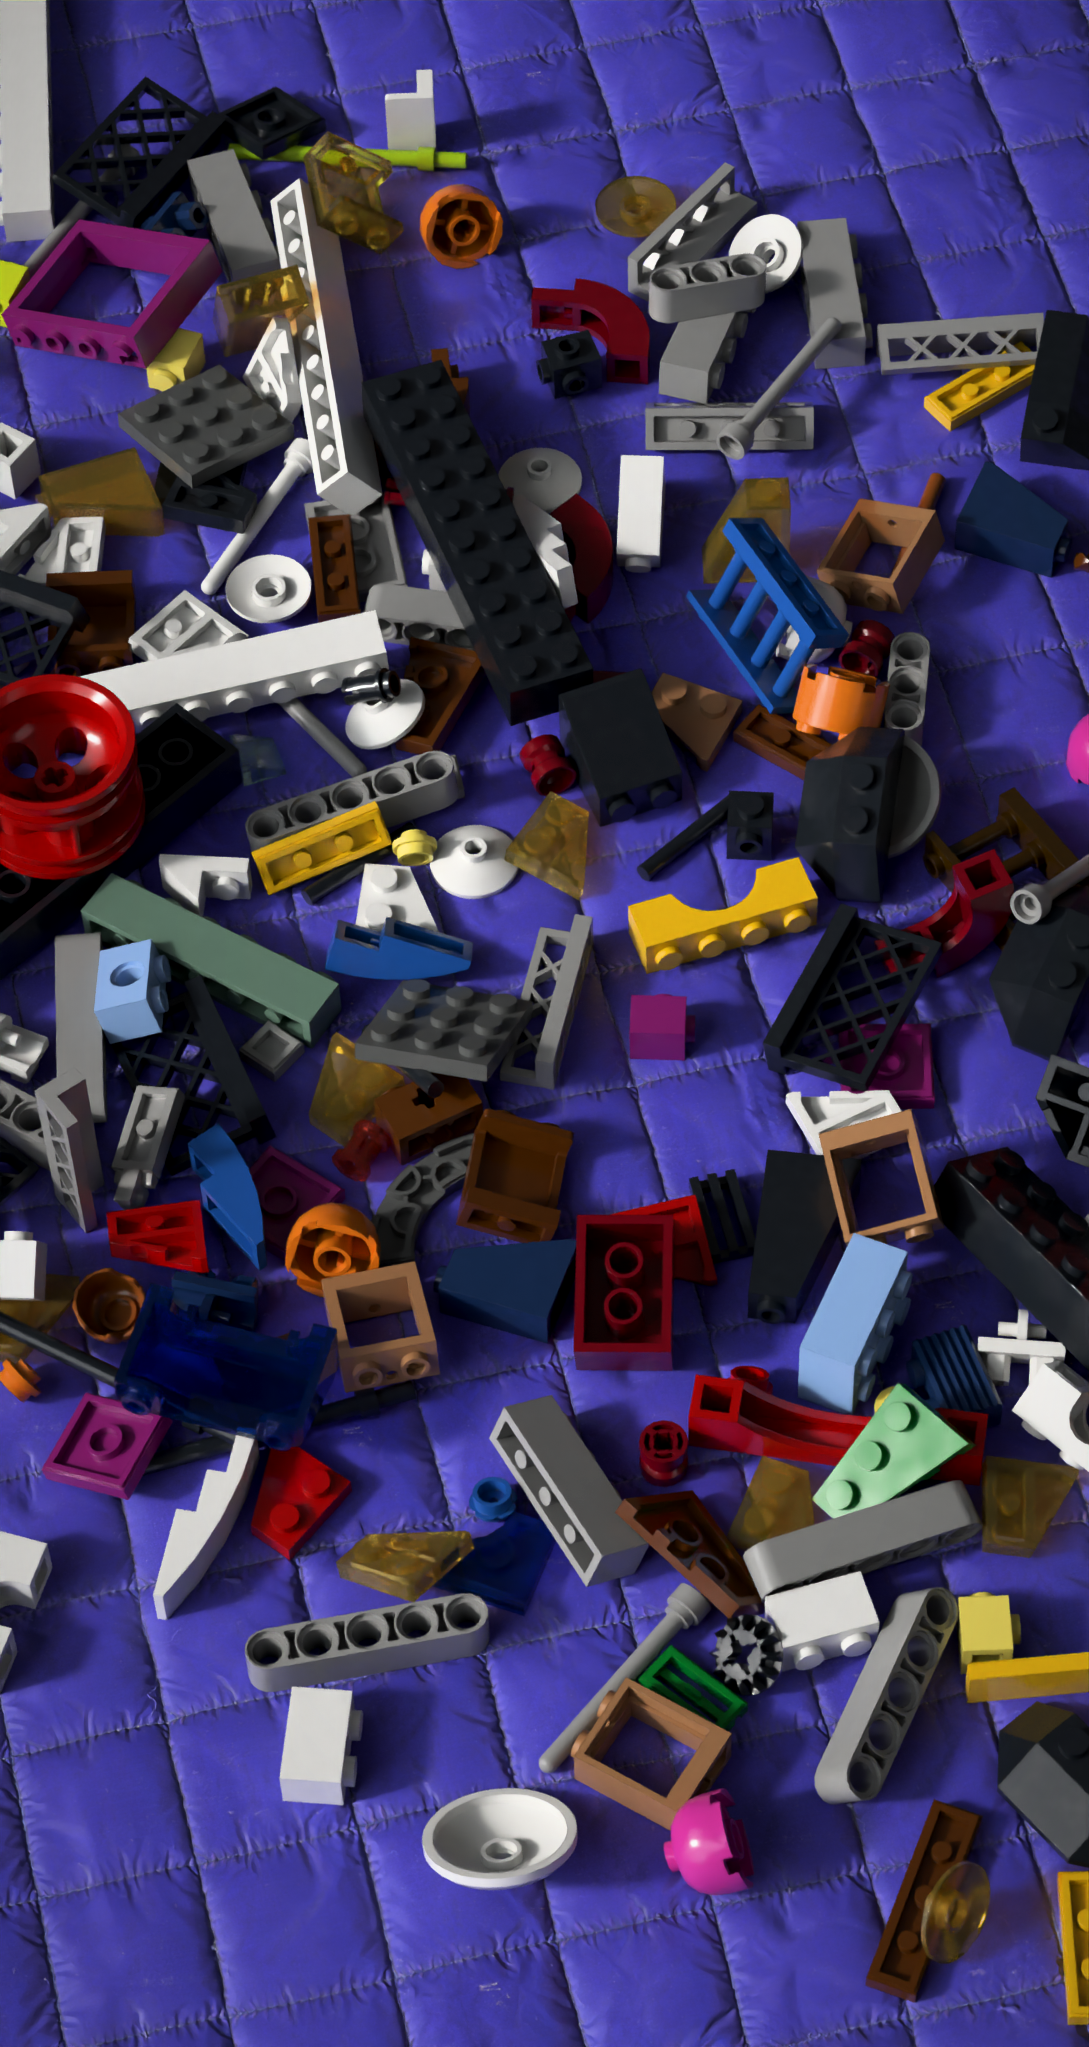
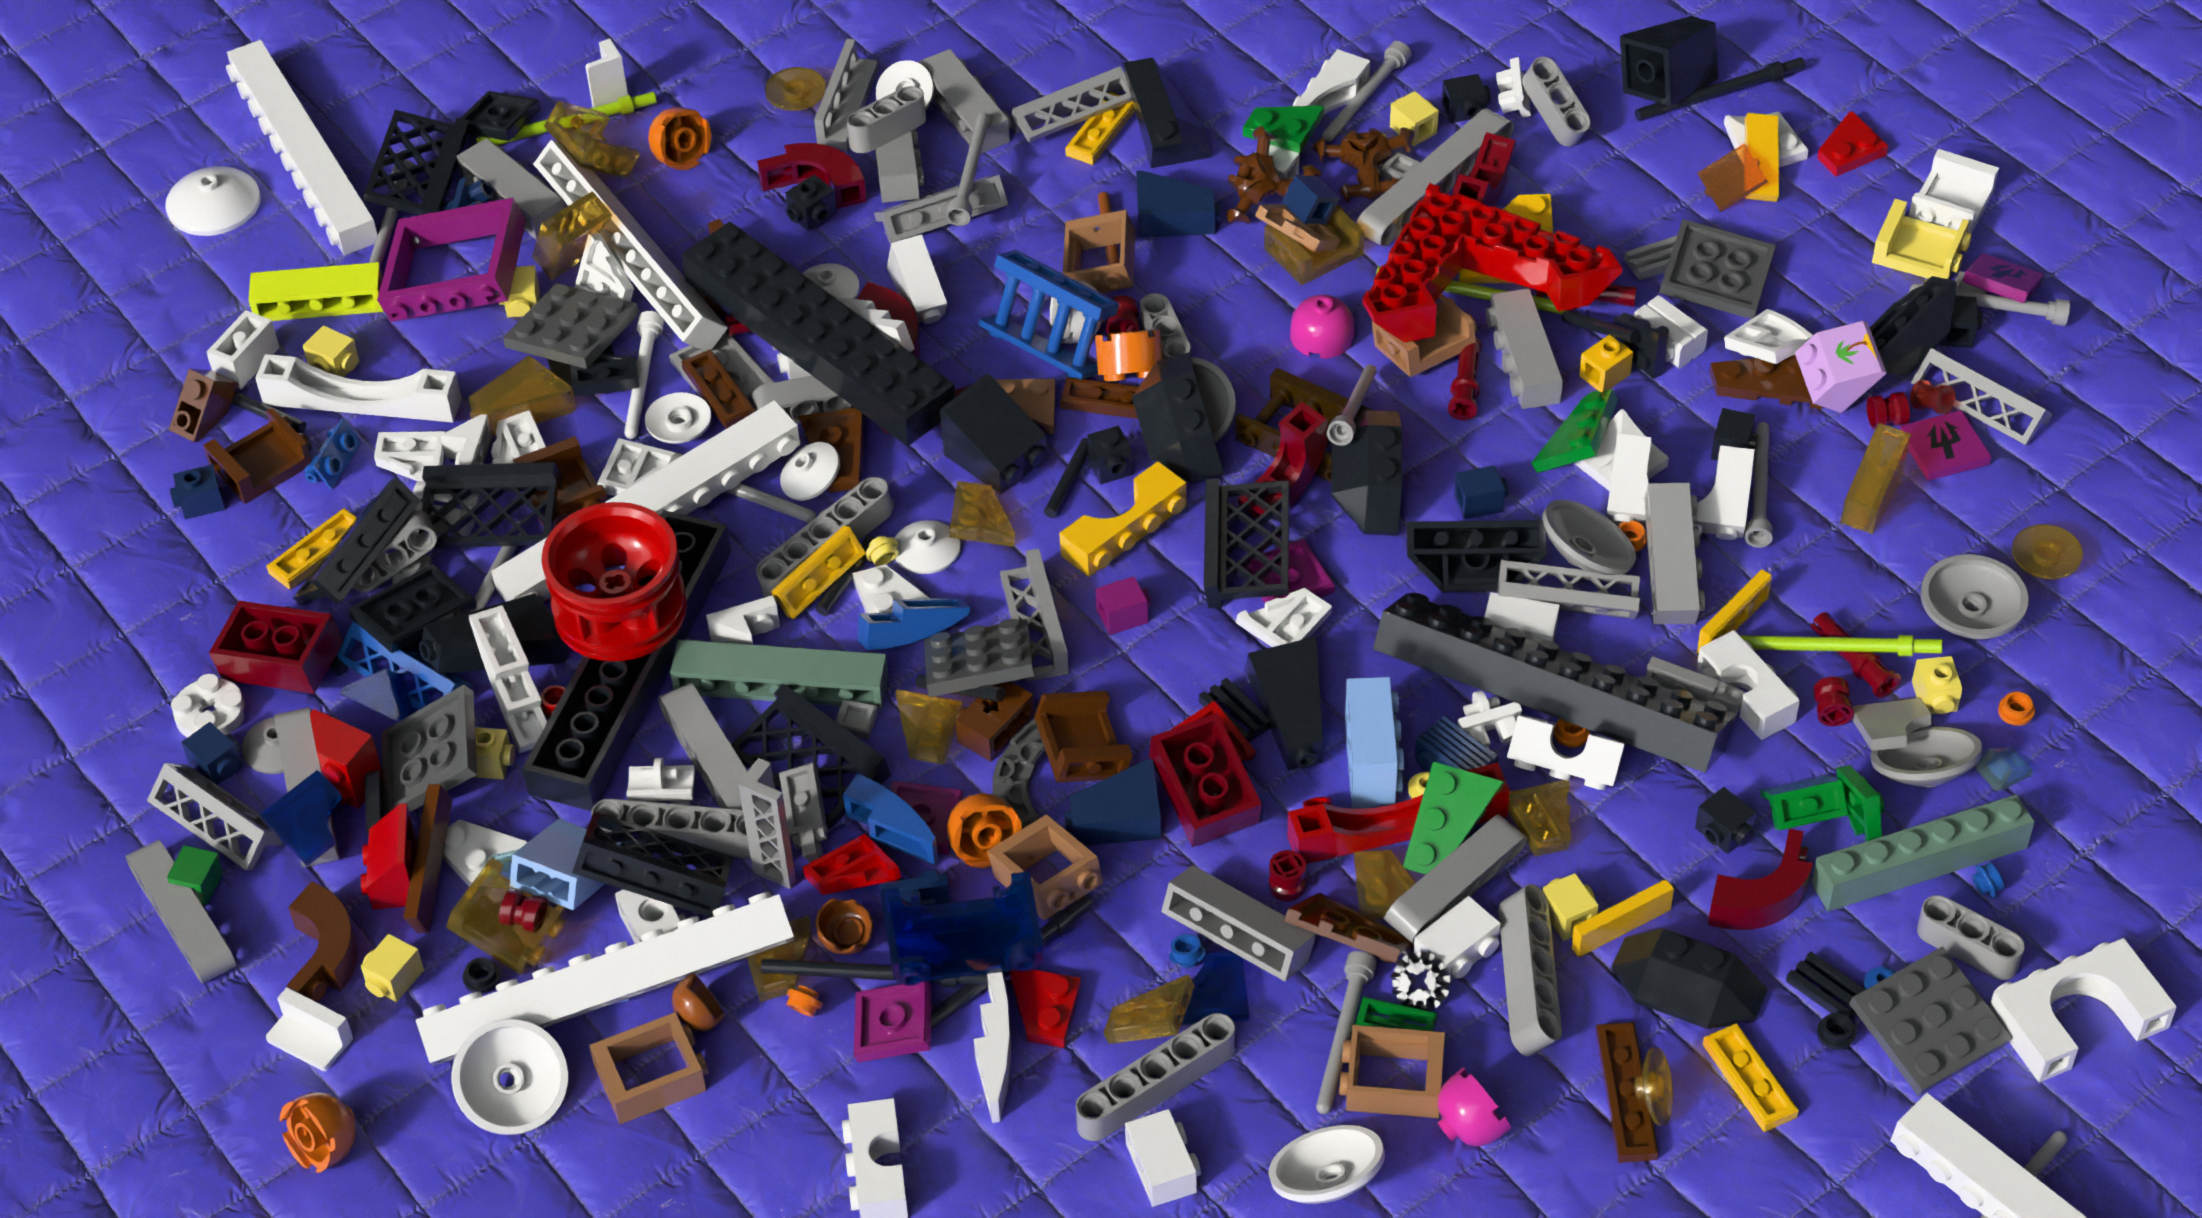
camera: 25 degrees left, 5 degrees down
(131, 991) = (737, 713): light blue brick -> none
(257, 758) = (738, 532): clear light blue slope -> none
(361, 1150) = (961, 759): clear red bush -> none
(382, 686) = (795, 454): black pin -> none
(549, 768) = (942, 463): dark red wheel -> none
(754, 499) = (988, 281): clear yellow slope -> none
(873, 1136) = (1325, 611): medium nougat window -> none

